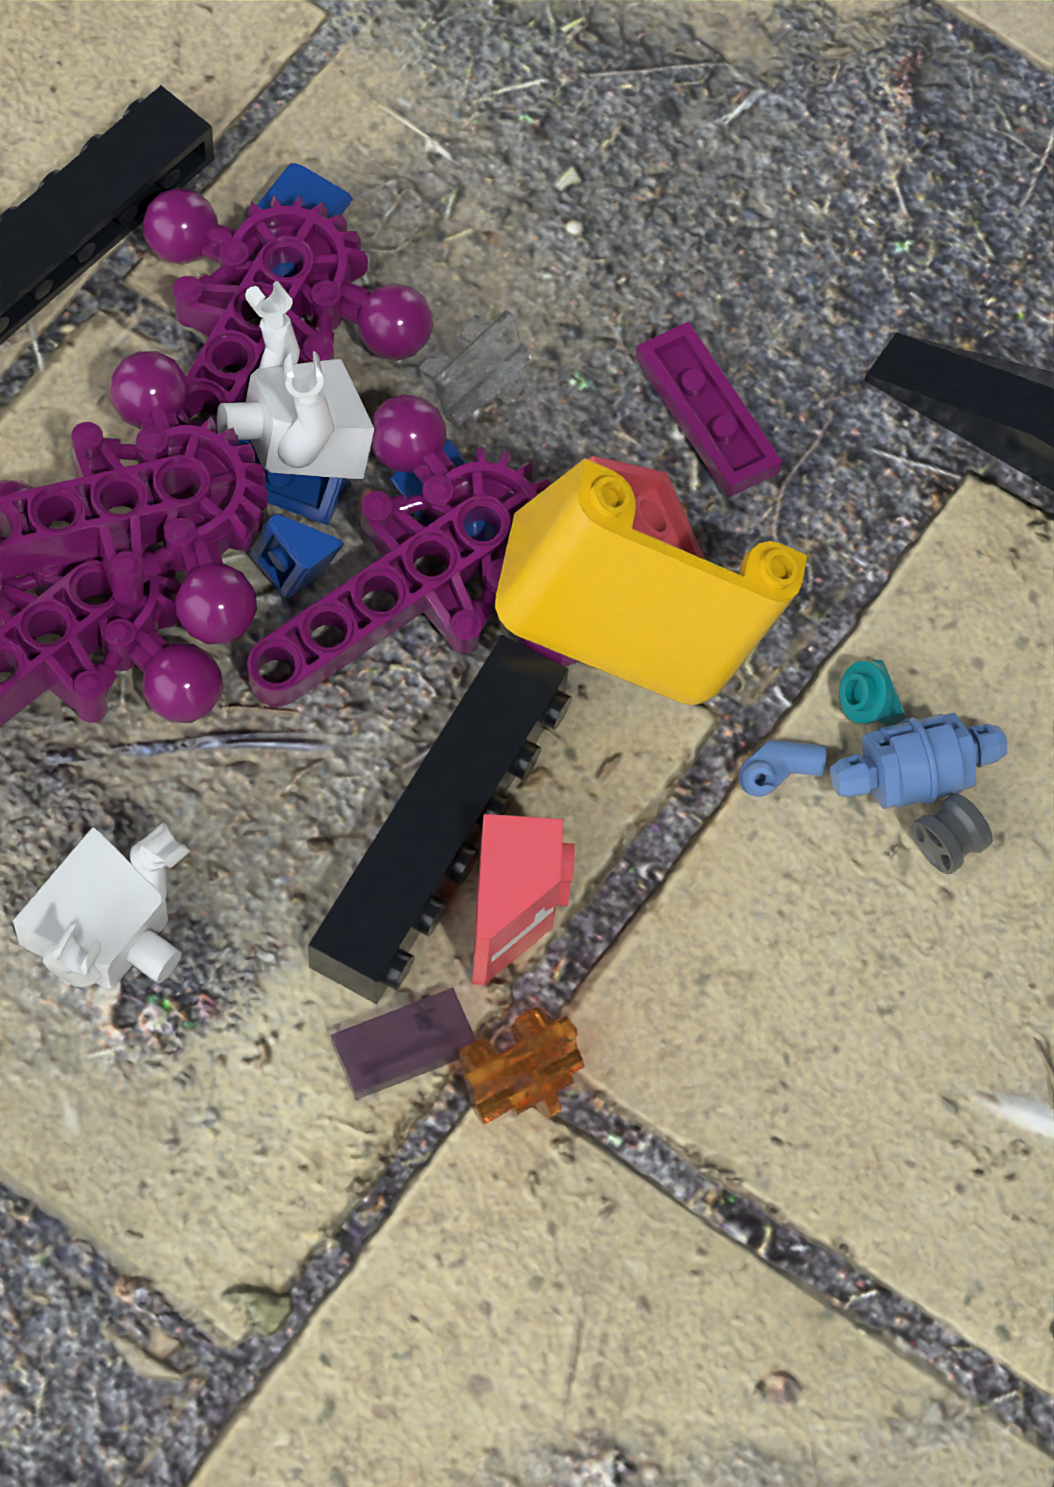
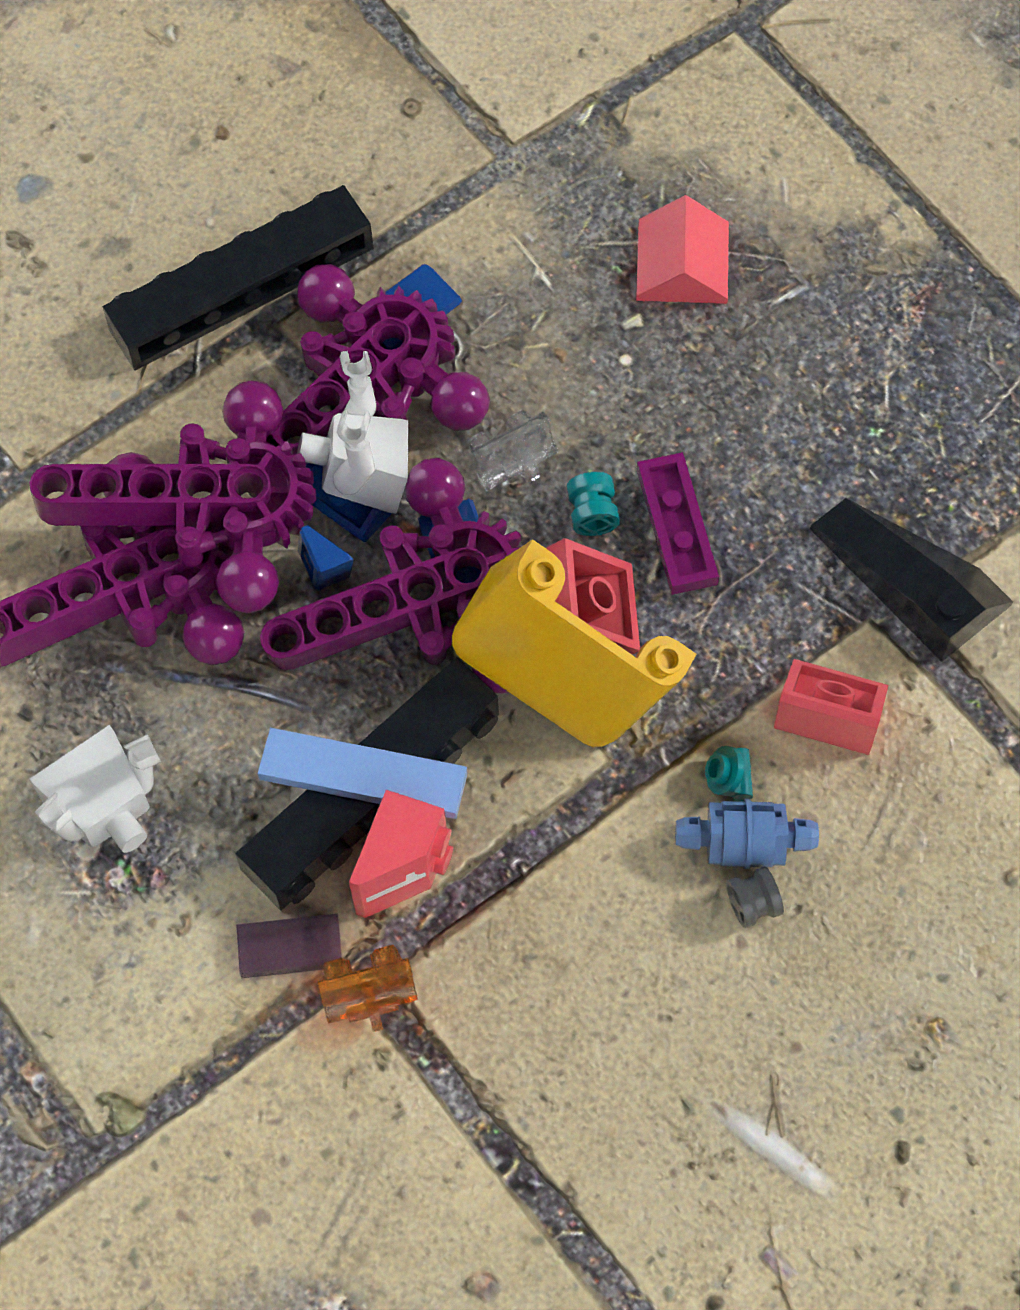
camera: 25 degrees right, 0 degrees up
(430, 802) = (359, 771): none -> light blue tile
(597, 405) = (593, 509): none -> teal wheel
(602, 83) = (683, 254): none -> coral slope
(776, 761) = (640, 806): medium blue arm -> none
(965, 586) = (831, 706): none -> coral slope

